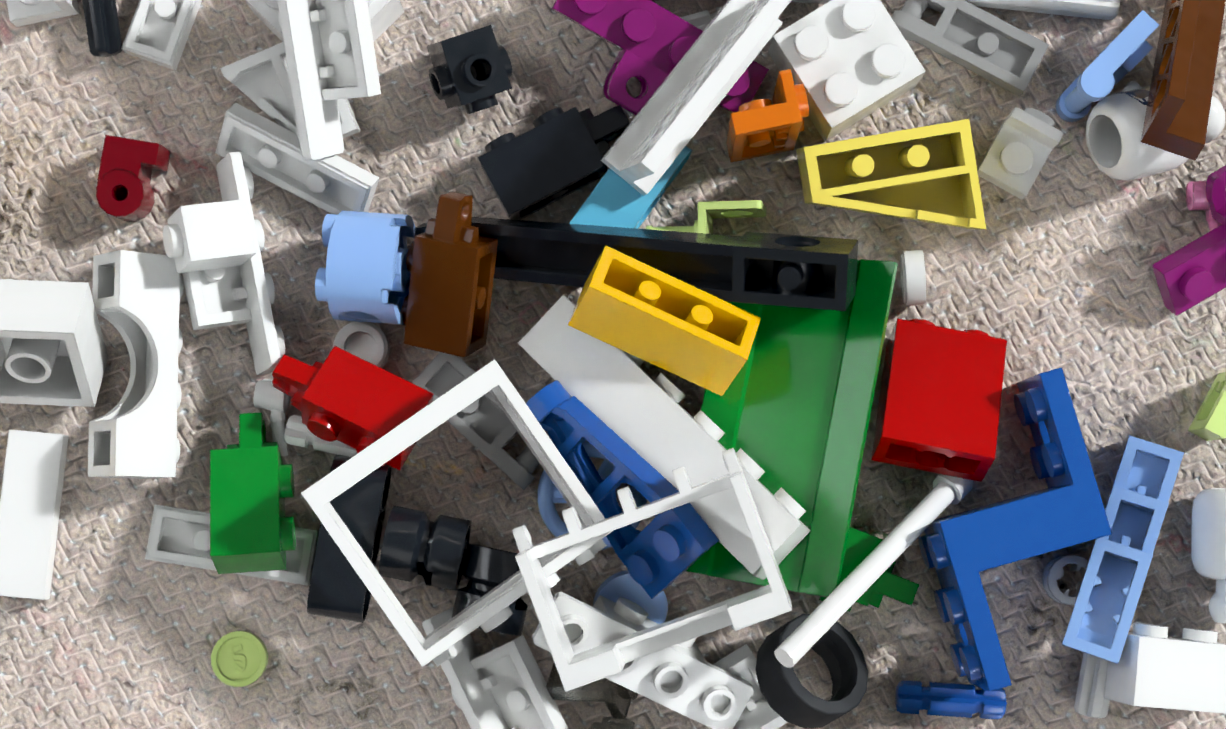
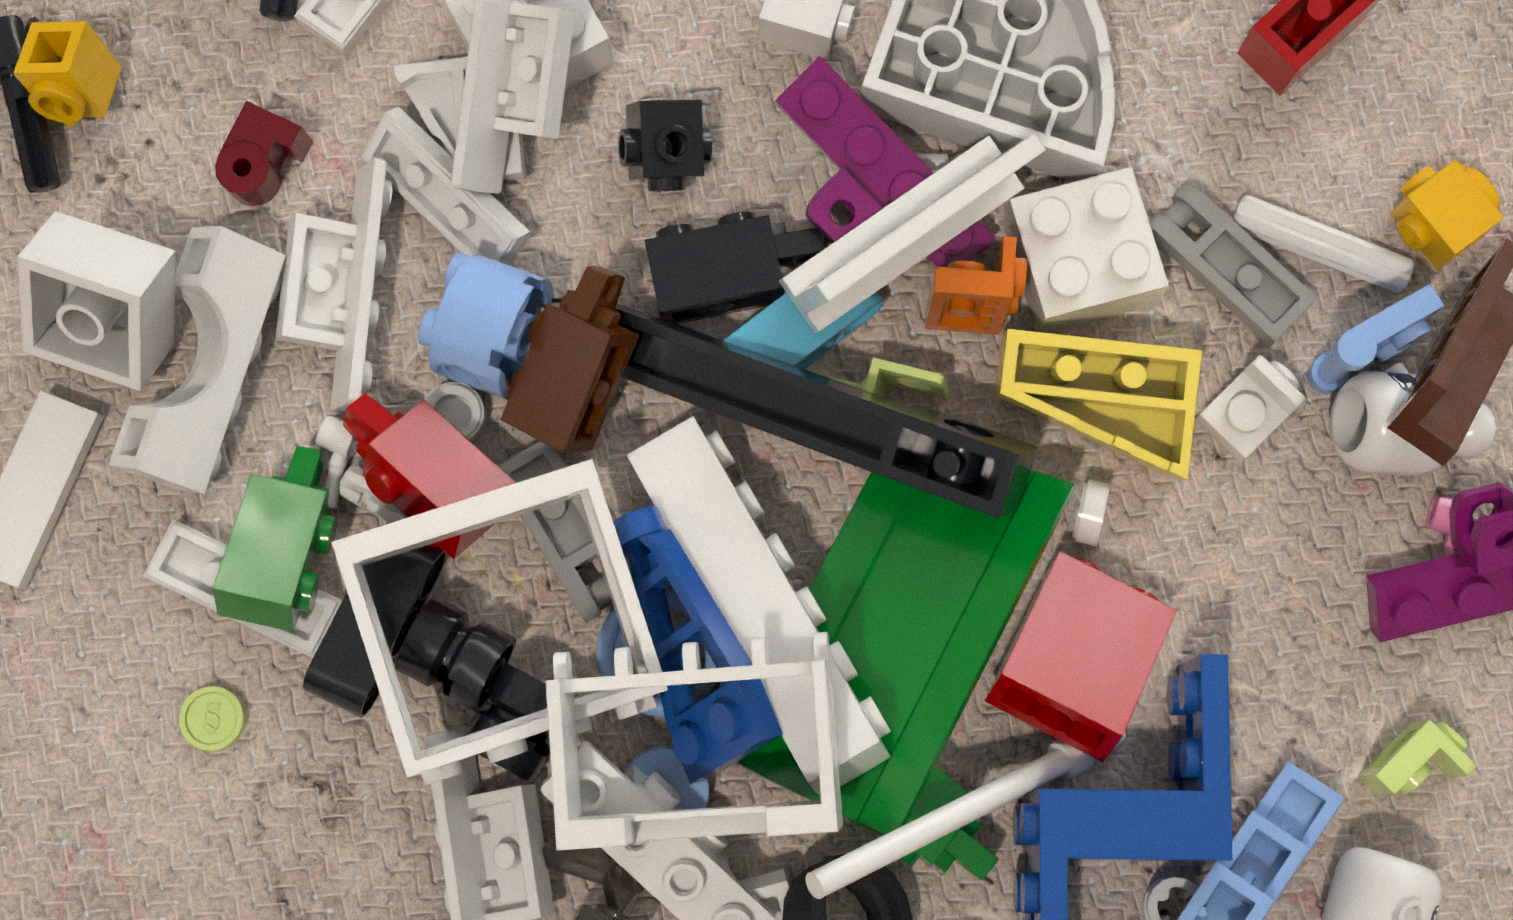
camera: 15 degrees right, 5 degrees down
(209, 236) = (323, 240): white brick -> none
(664, 321) = (795, 474): yellow brick -> none

